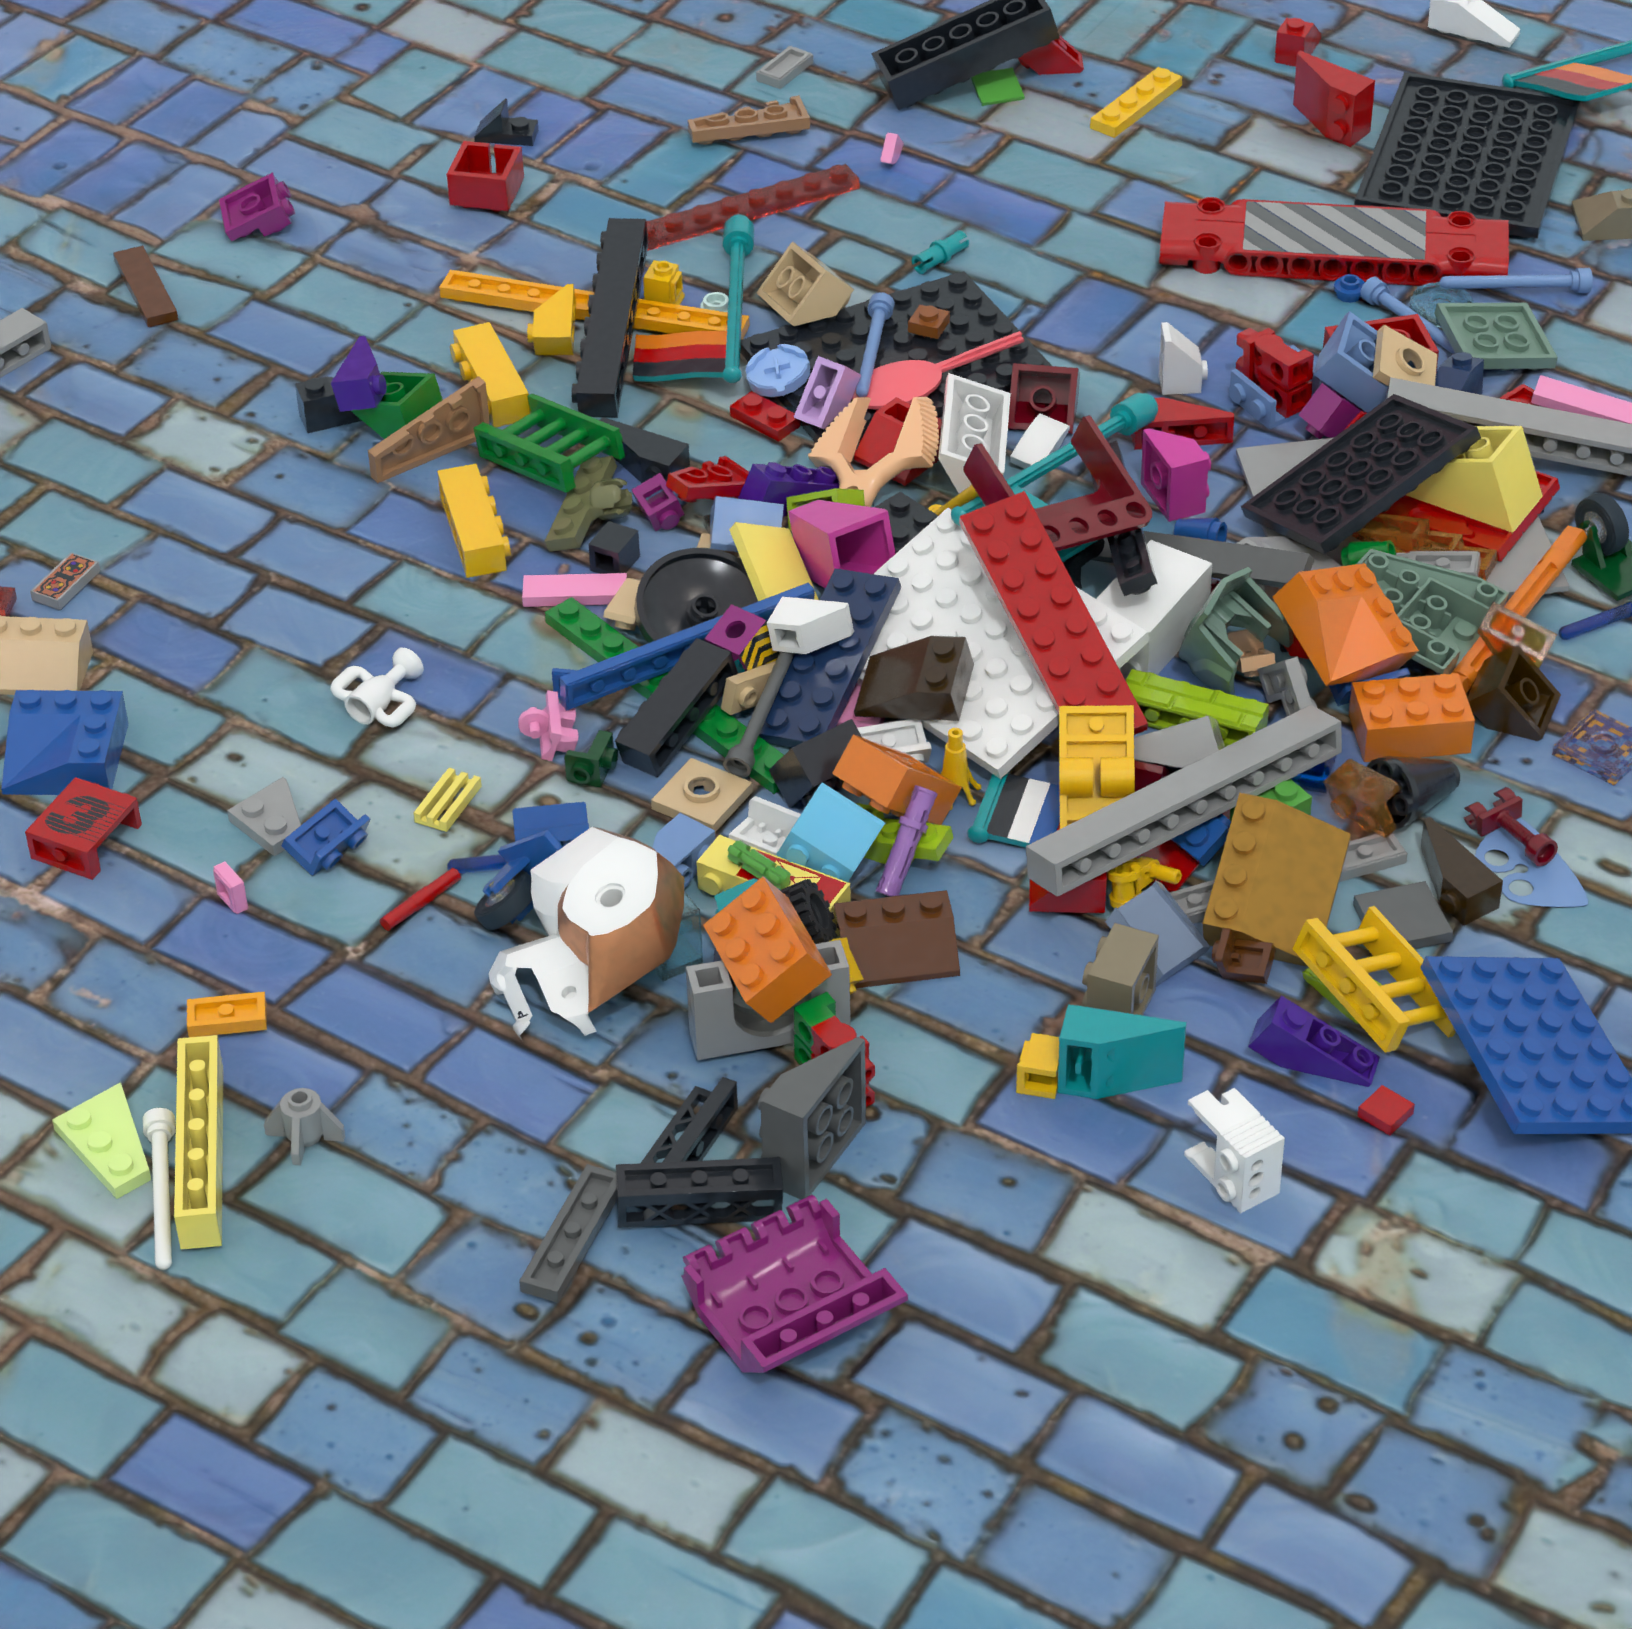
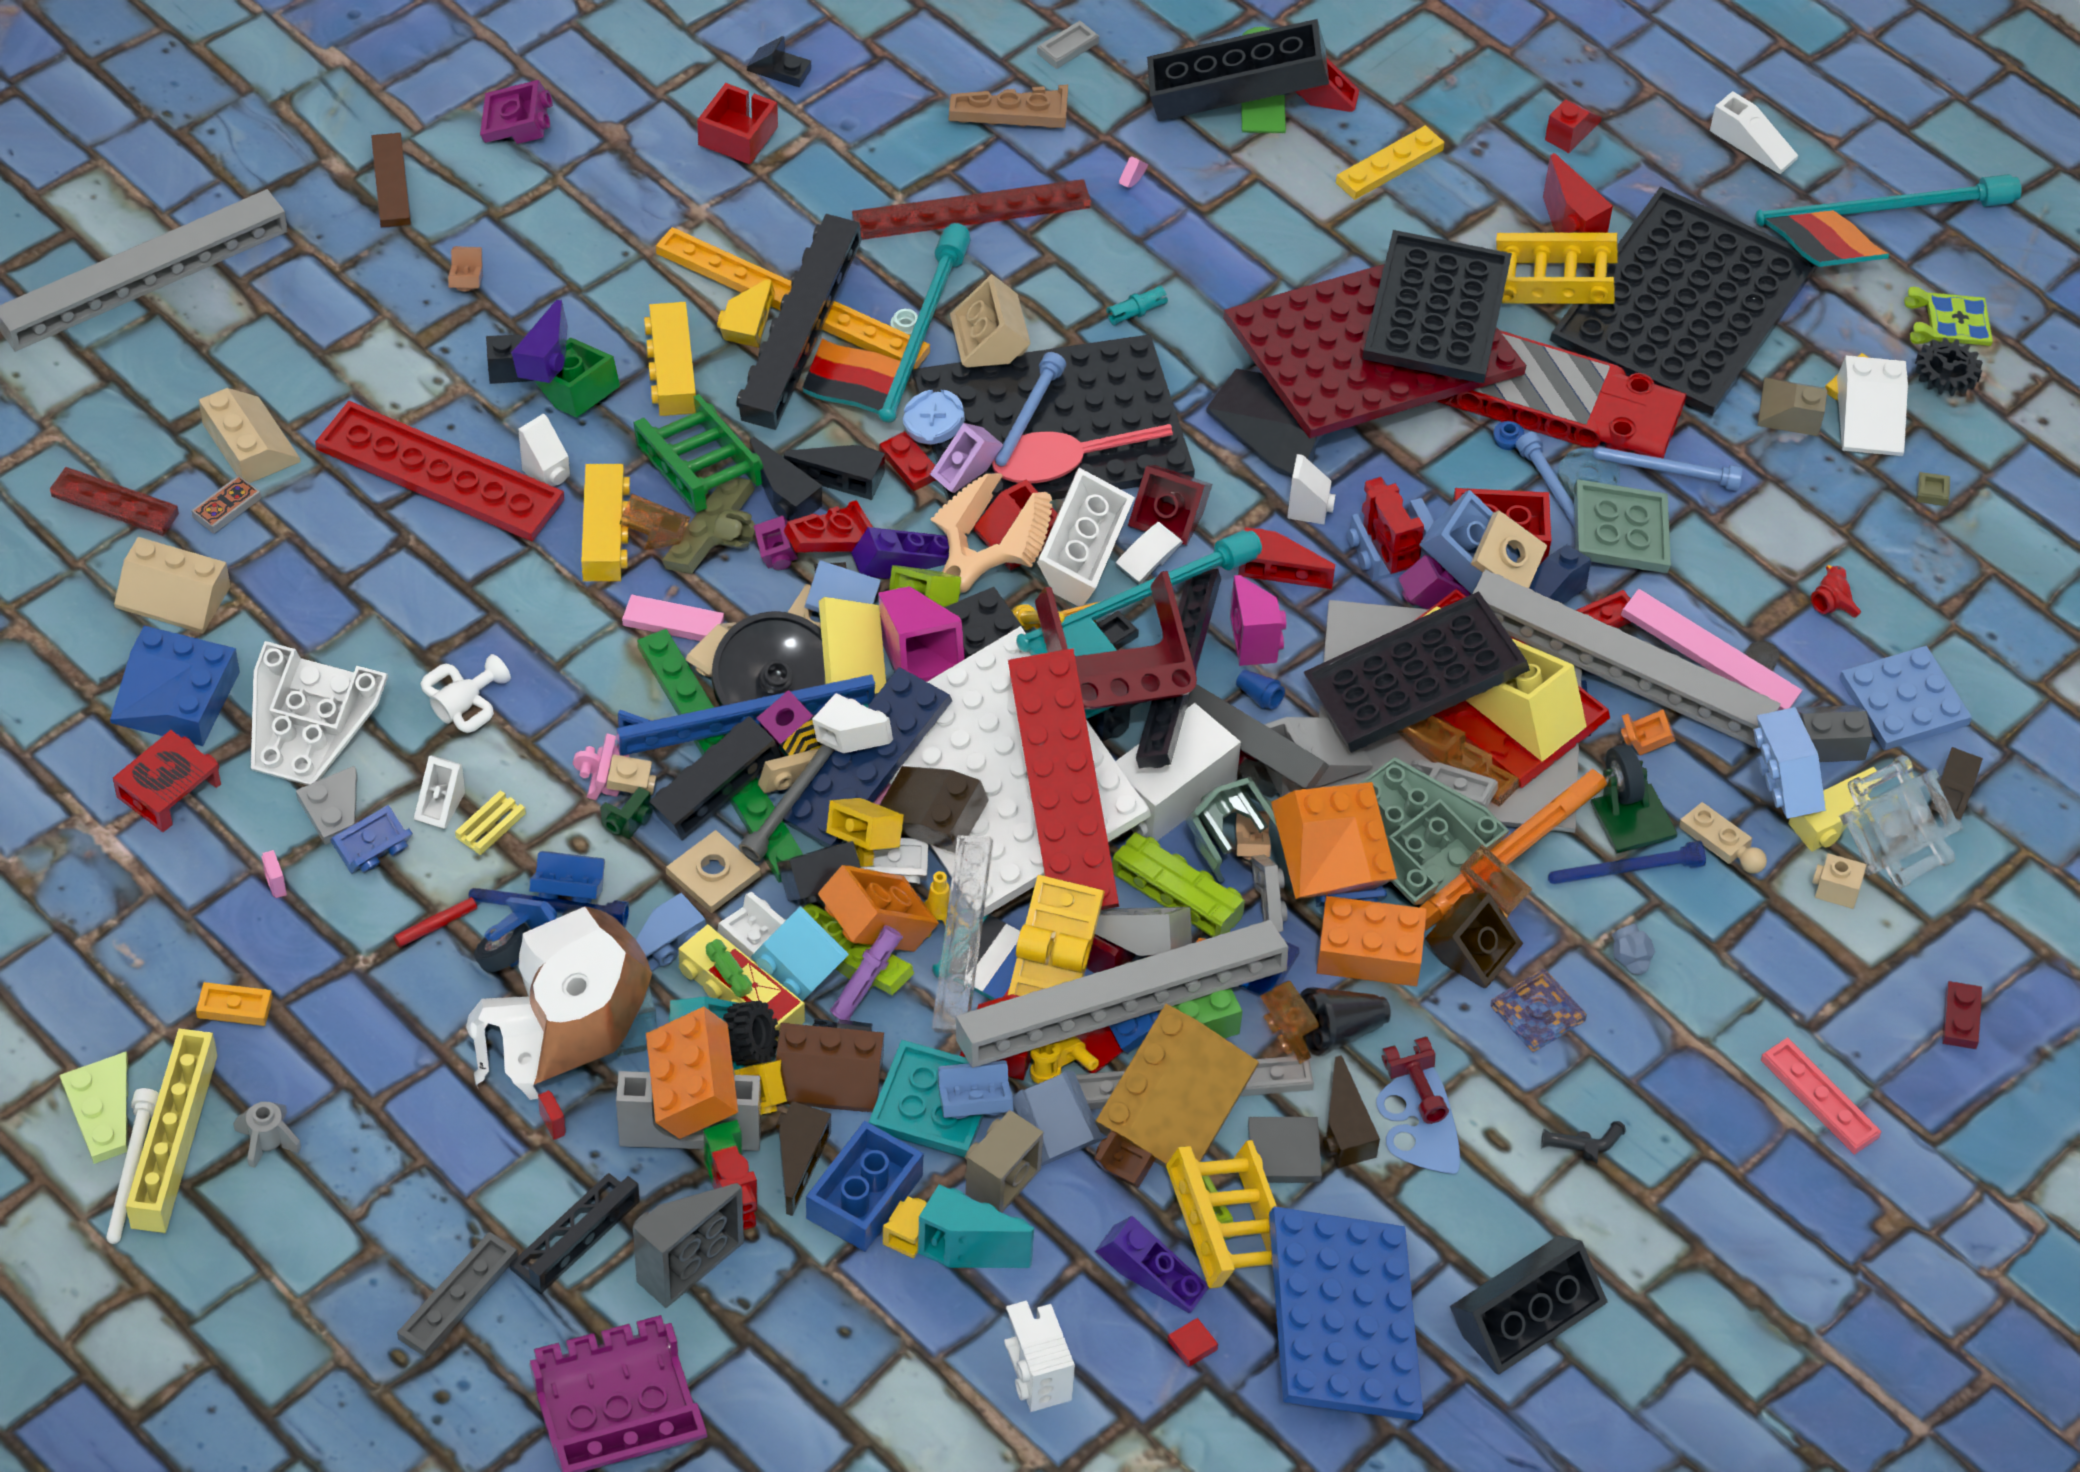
camera: 10 degrees right, 10 degrees up
(65, 517) = (246, 434): none -> tan slope
(217, 741) = (306, 712): none -> white wedge
(250, 339) = (466, 268): none -> nougat bracket
(283, 510) = (440, 470): none -> red plate
(385, 778) = (440, 792): none -> white slope
(389, 471) = (543, 452): none -> white slope
(433, 433) = (606, 413): medium nougat wing -> none
(536, 507) = (660, 523): none -> clear orange slope
(583, 722) = (630, 773): none -> tan bracket
(614, 549) = (720, 585): black brick -> none
(614, 1043) = (551, 1114): none -> red tile
(663, 283) = (862, 291): yellow window -> none
(699, 1187) = (571, 1283): black fence -> none
(707, 429) = (842, 468): none -> black slope
(864, 707) = (866, 825): none -> yellow brick
(893, 1019) = (802, 1140): none -> dark brown slope
(928, 321) = (1092, 391): dark orange plate -> none
(980, 1035) = (864, 1185): none -> blue brick
(993, 789) = (962, 931): none -> clear plate
(1018, 946) = (911, 1102): none -> teal plate
(1063, 921) = (974, 1090): none -> medium blue bracket
(1120, 310) = (1261, 421): none -> black wedge
(1191, 229) = (1313, 352): none -> dark red plate
(1245, 185) = (1437, 306): none -> black plate
(1333, 132) = (1559, 248): none -> yellow fence
(1357, 549) = (1386, 750): green cone -> none
(1607, 484) = (1648, 732): none -> orange bracket

